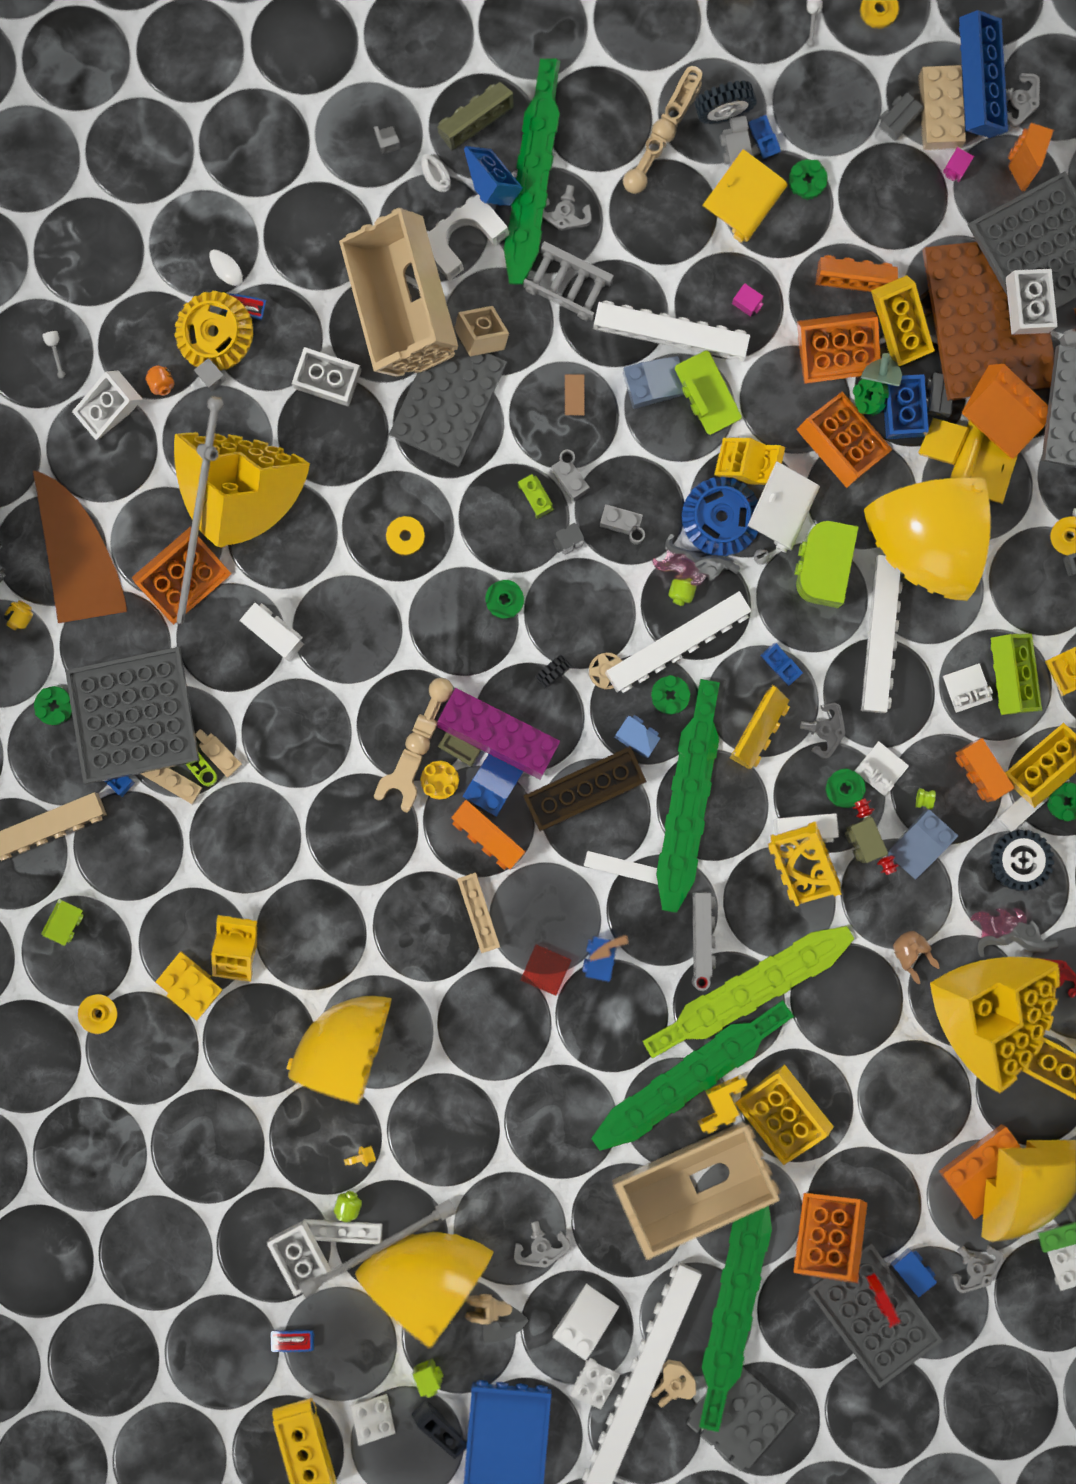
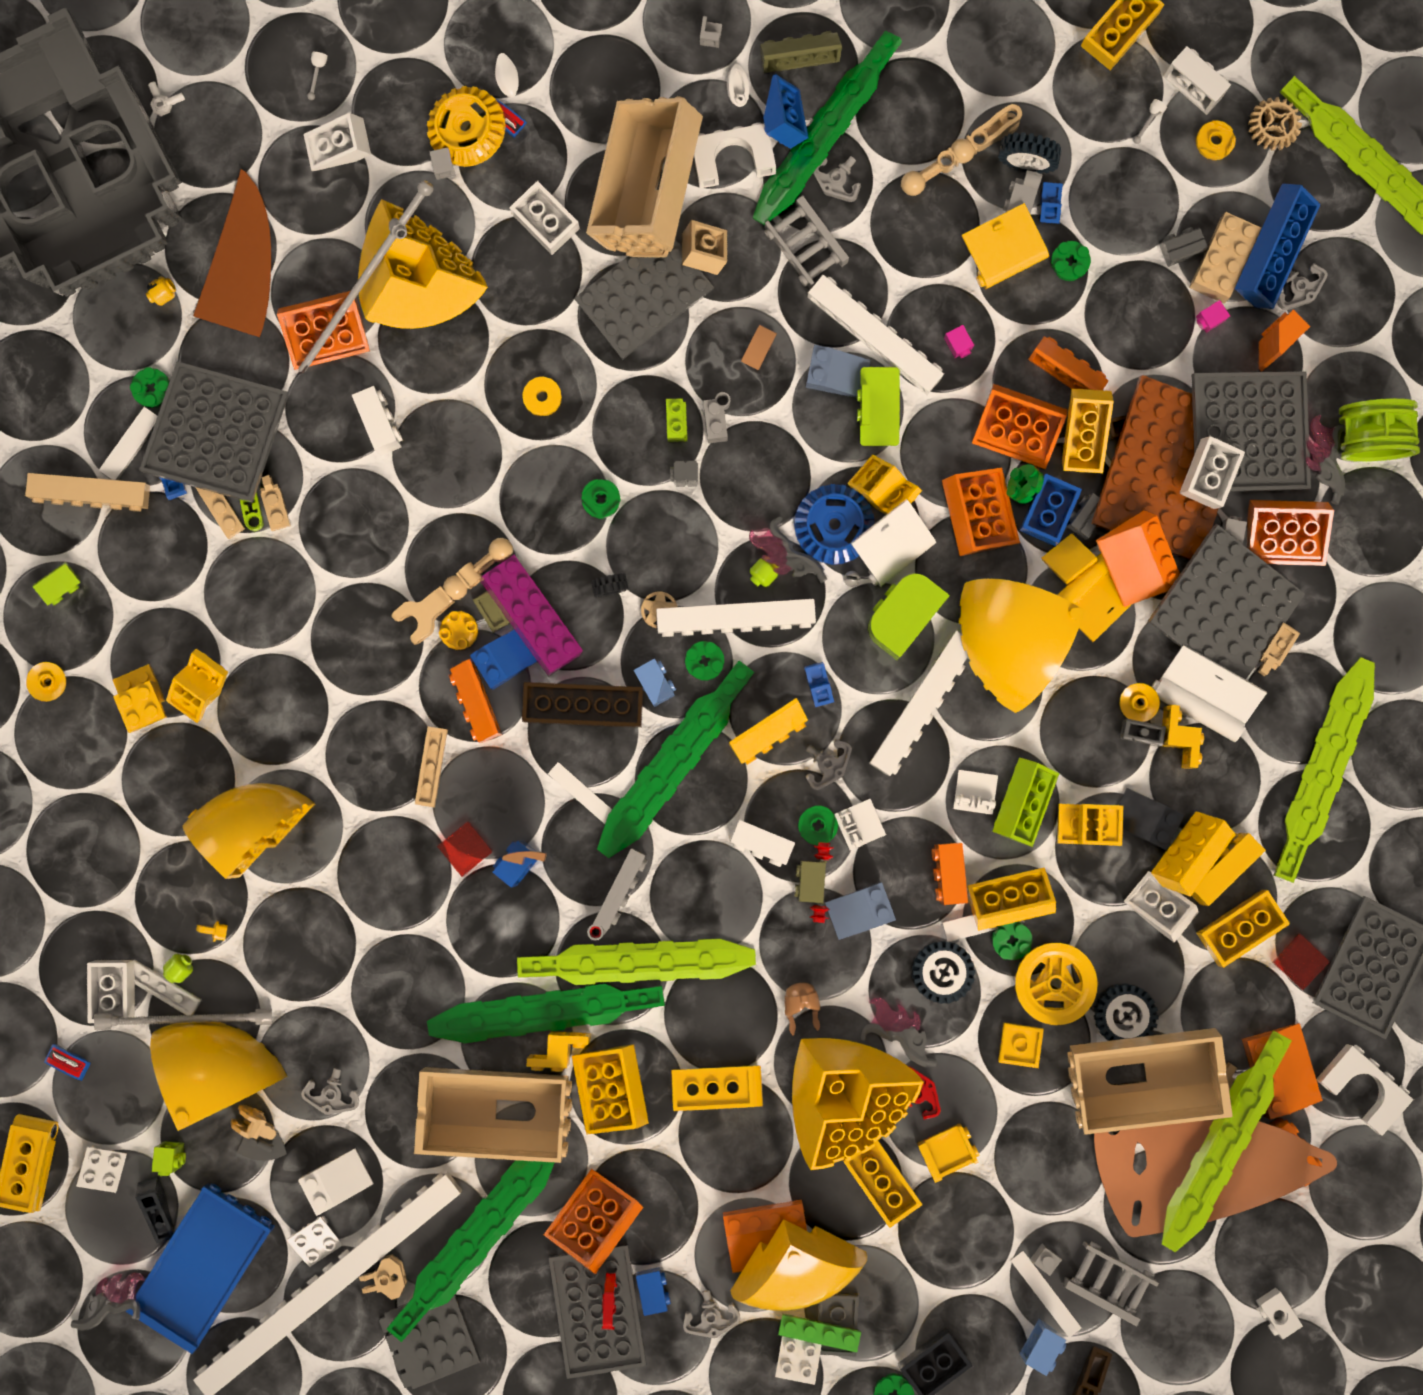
camera: 25 degrees right, 0 degrees up
(61, 765) = (129, 444): none -> white tile
(159, 380) = (395, 145): orange head -> none
(622, 521) = (742, 483): light grey hinge -> none
(815, 842) = (763, 860): yellow fence -> none
(883, 371) = (1047, 467): sand green shield -> none
(906, 1057) = (747, 1093): none -> yellow hinge
(925, 799) = (885, 872): lime wheel -> none

